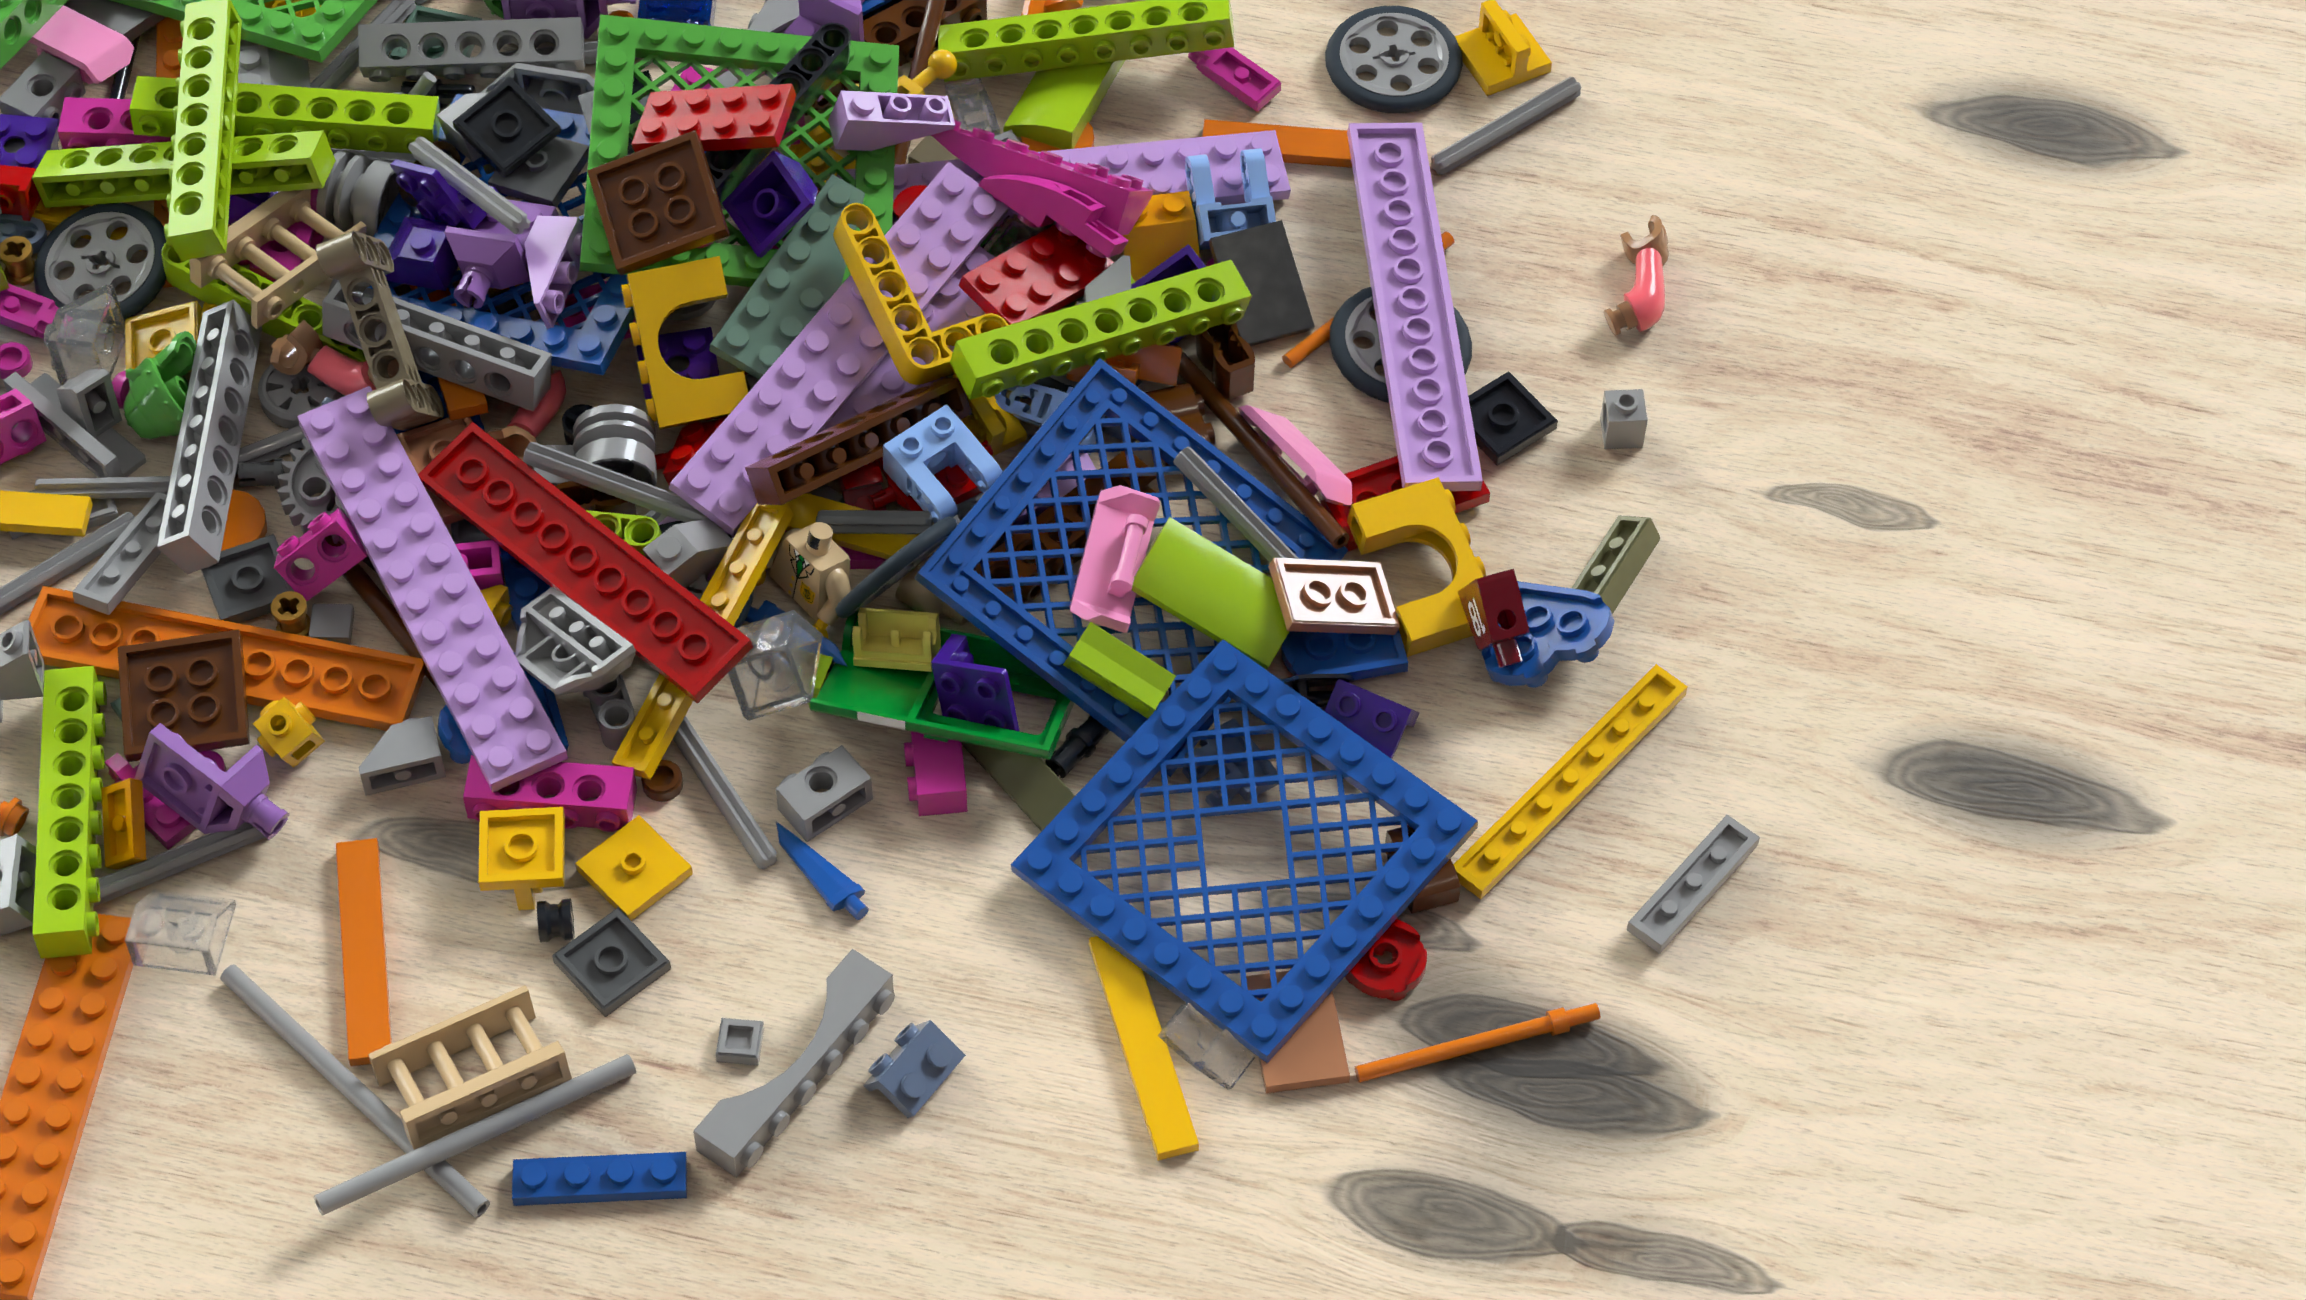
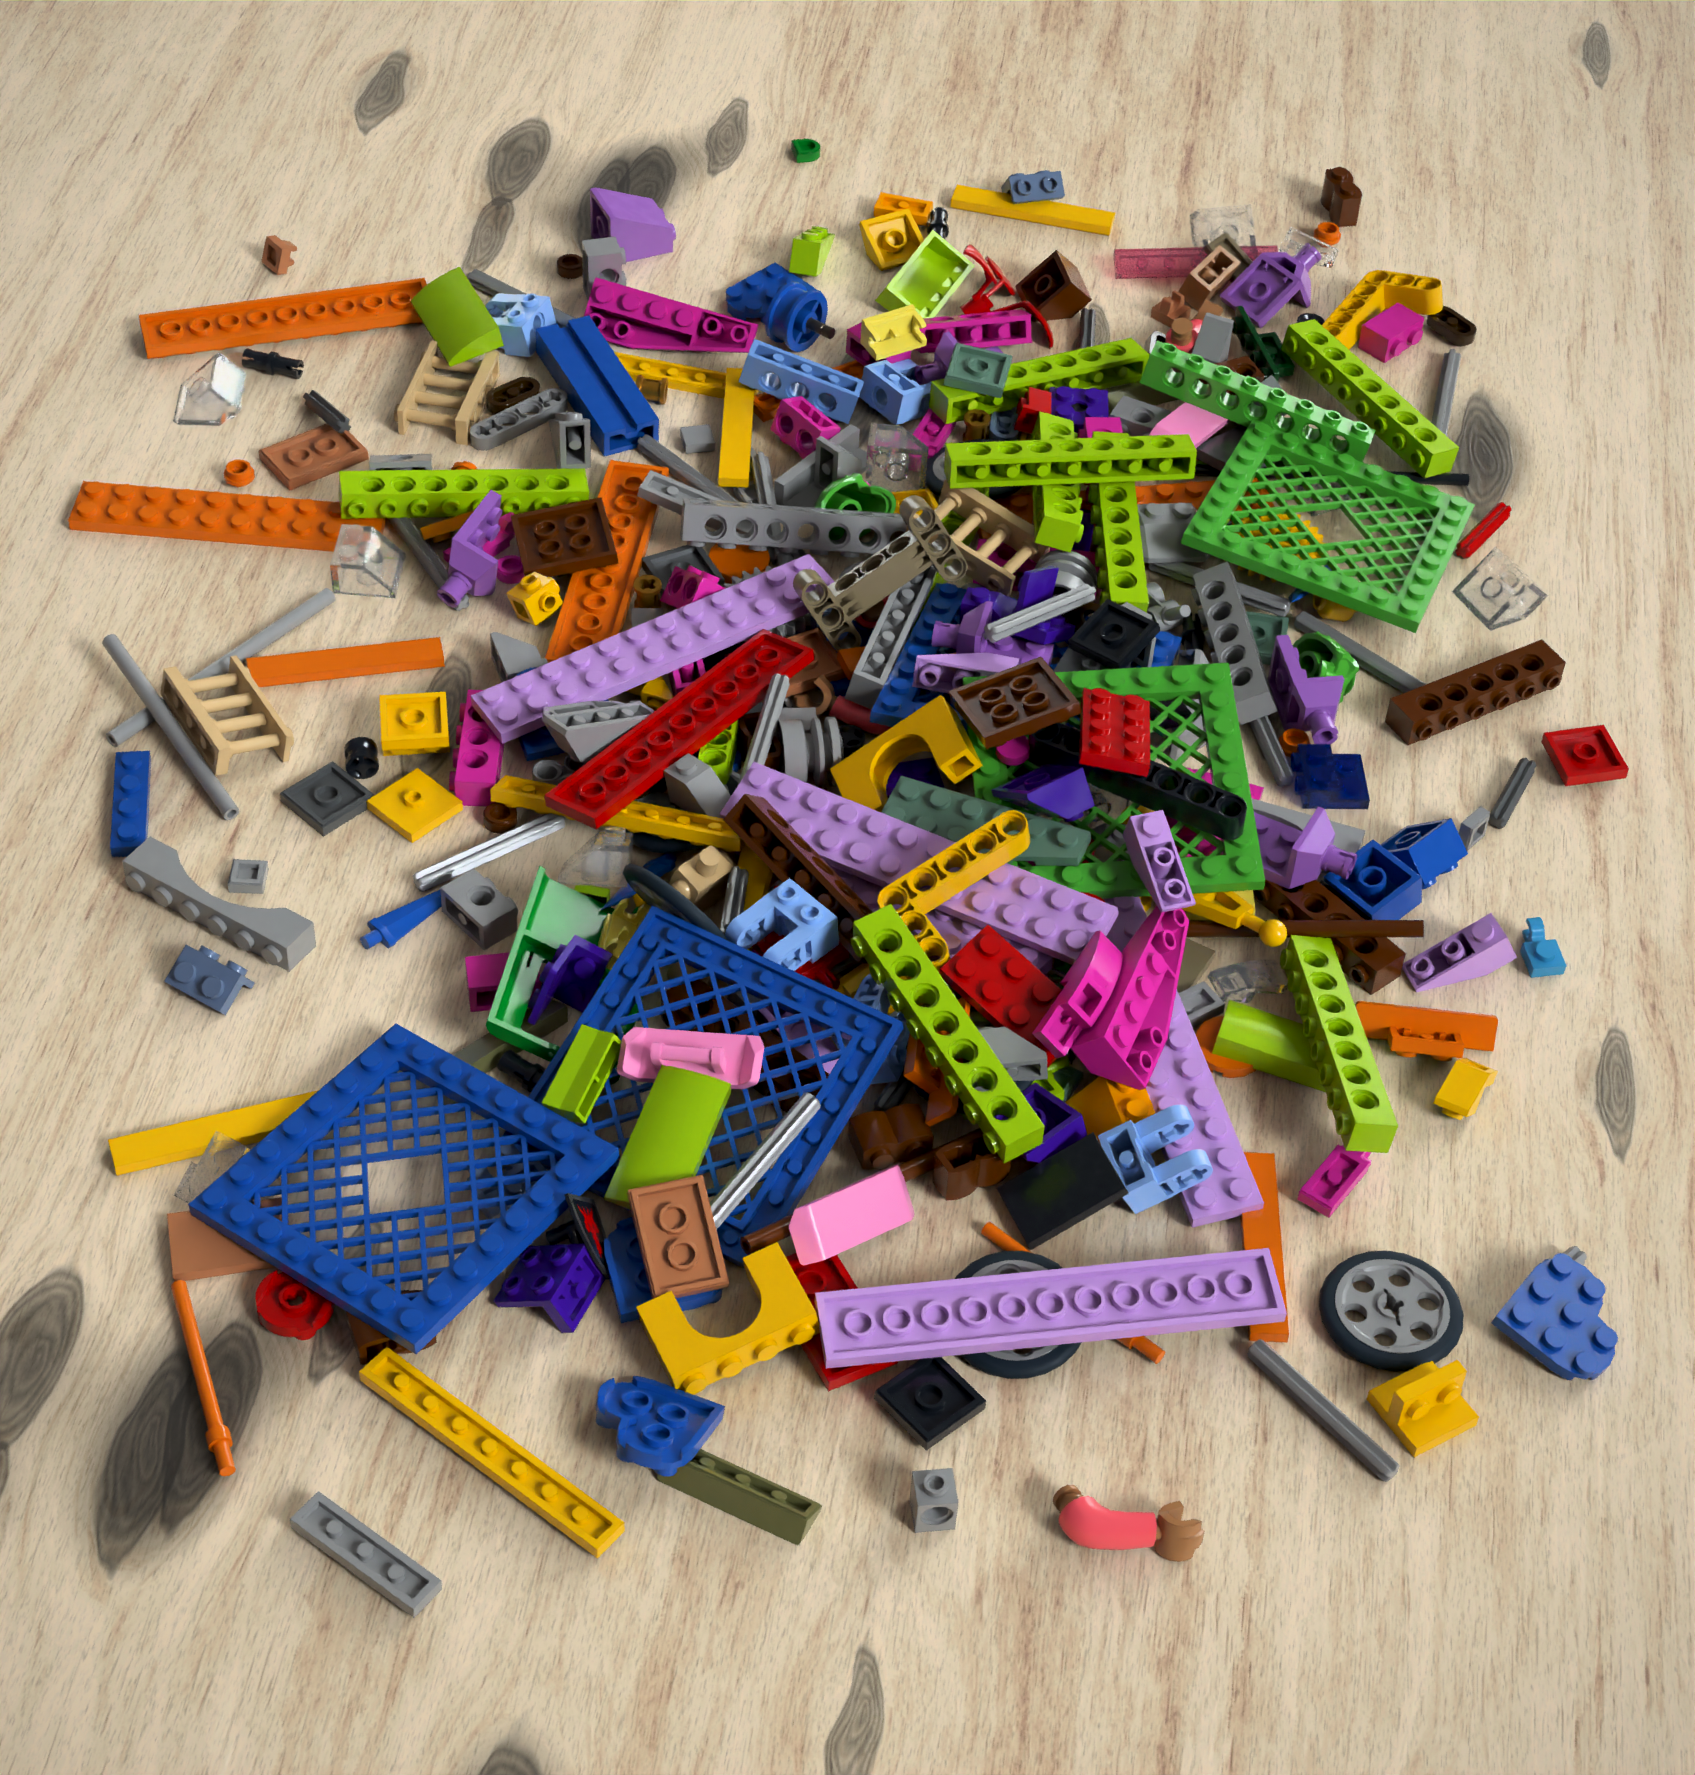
camera: 85 degrees right, 10 degrees down
(1492, 602) = (650, 1356): dark red torso -> none

